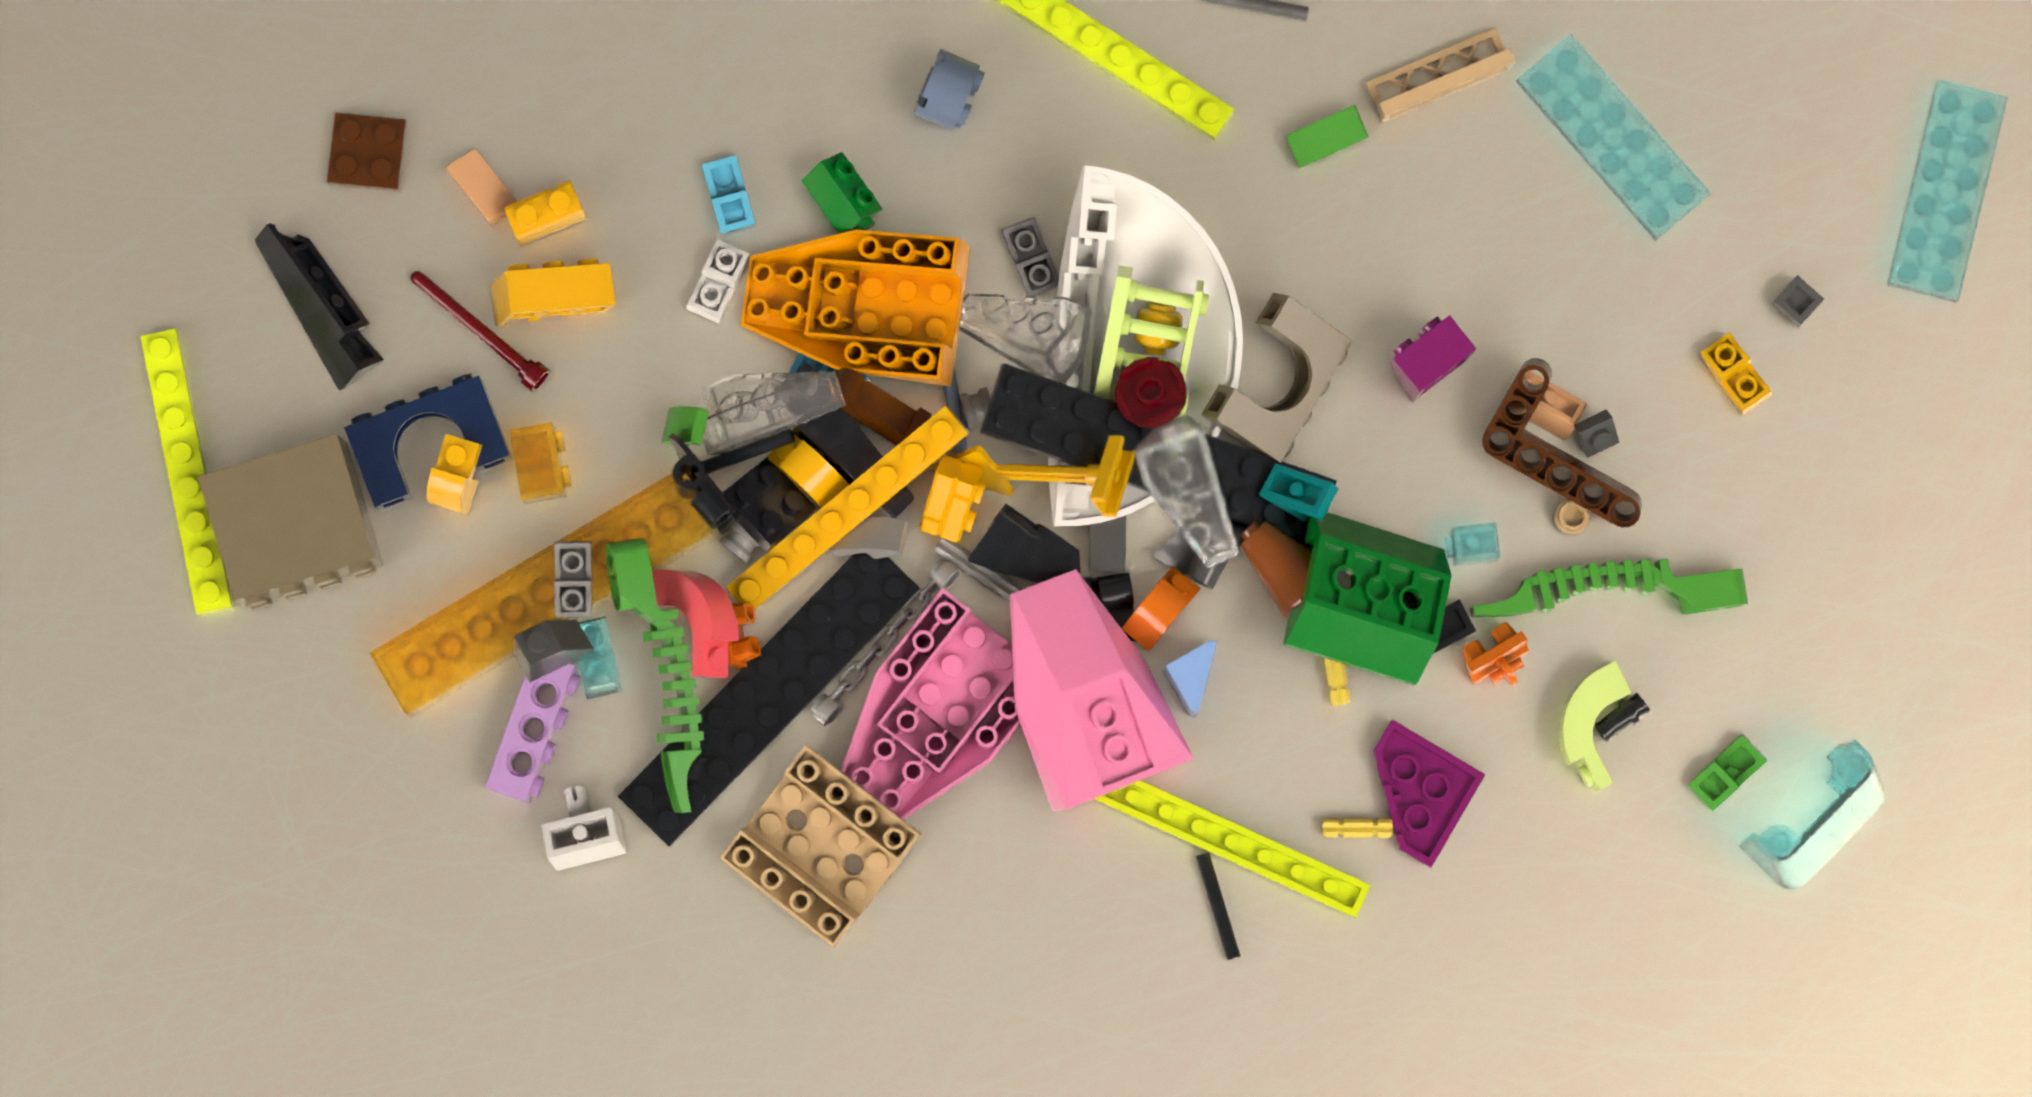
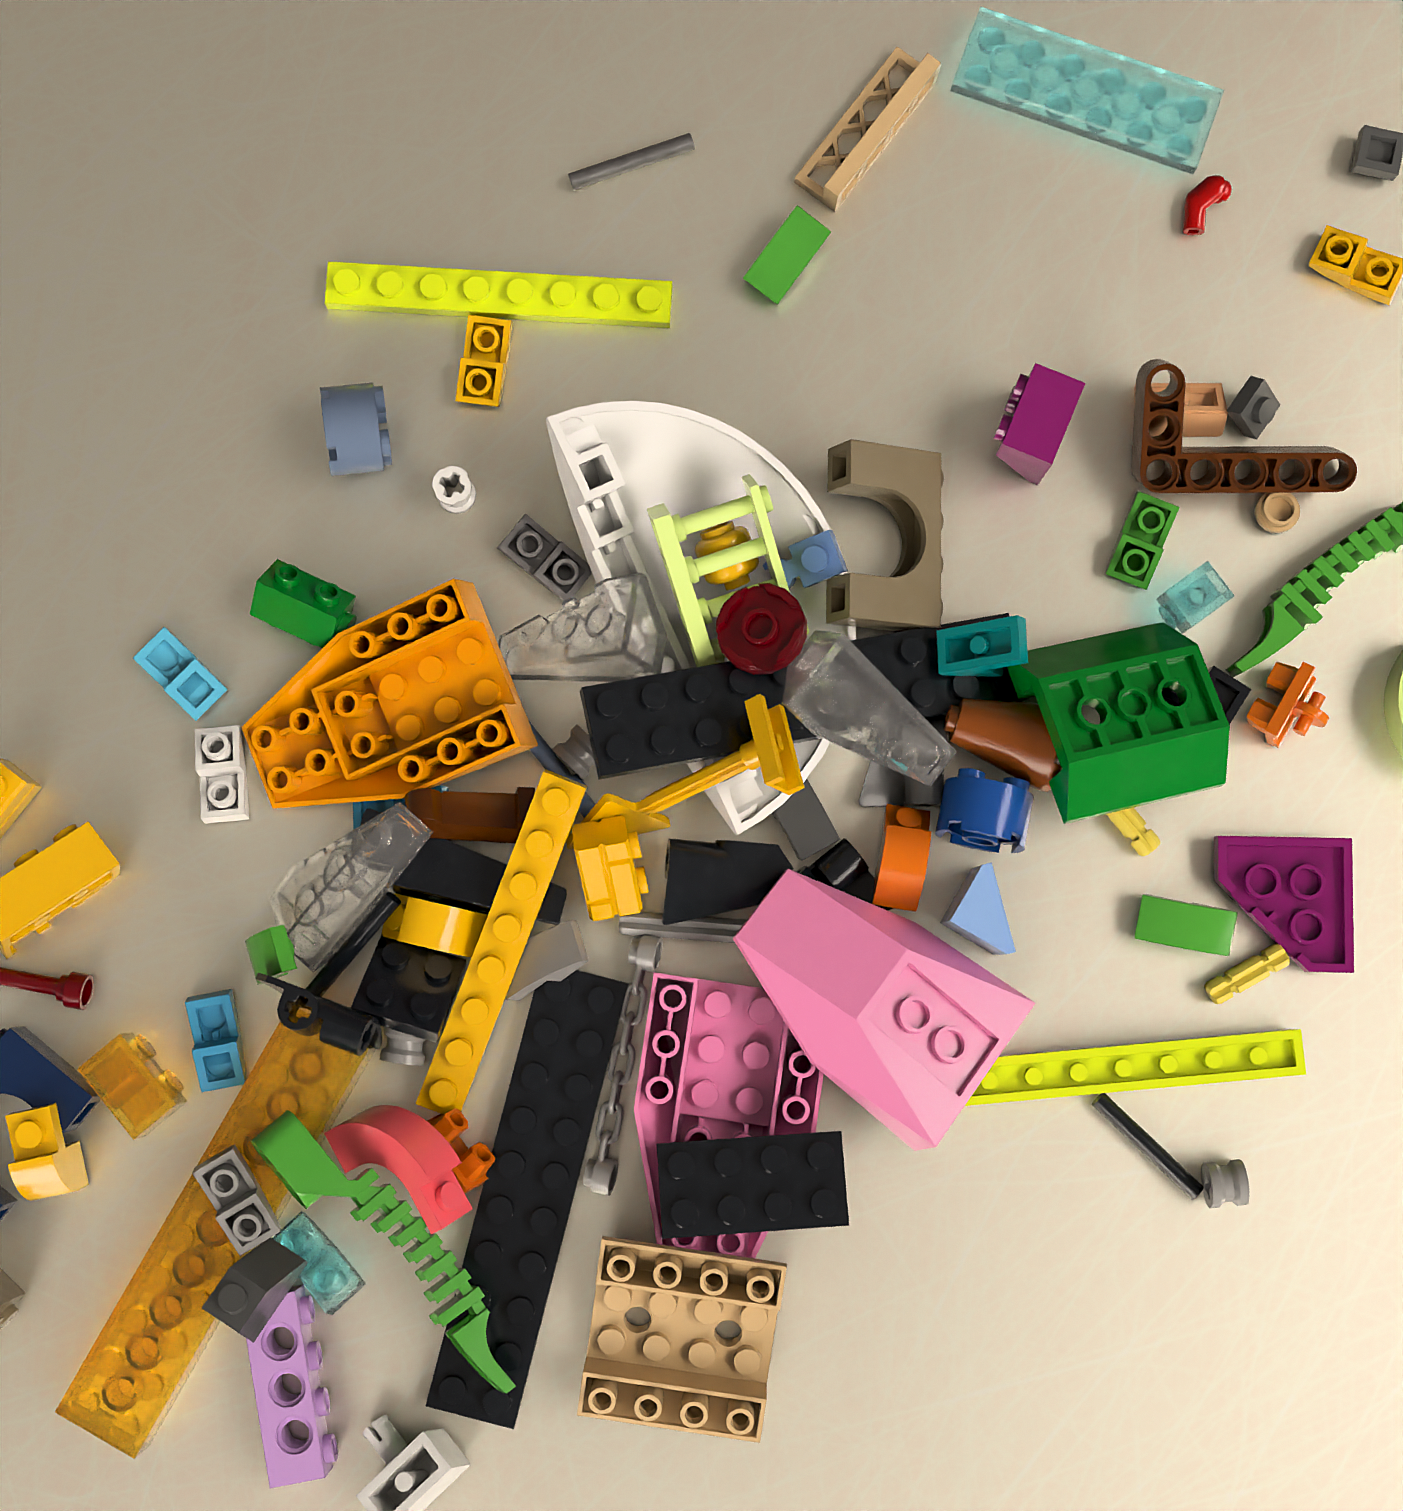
camera: 25 degrees left, 0 degrees up
(611, 465) = (217, 1040): none -> dark azure slope
(927, 768) = (752, 1184): none -> black plate
(992, 182) = (458, 501): none -> white bush
(1067, 90) = (484, 361): none -> yellow slope
(1217, 365) = (813, 560): none -> medium blue plate
(1236, 608) = (985, 811): none -> blue brick
(1255, 960) = (1225, 1183): none -> light grey wheel
(1333, 768) = (1186, 925): none -> bright green slope
(1462, 482) = (1141, 540): none -> bright green slope
(1648, 262) = (1209, 191): none -> red arm

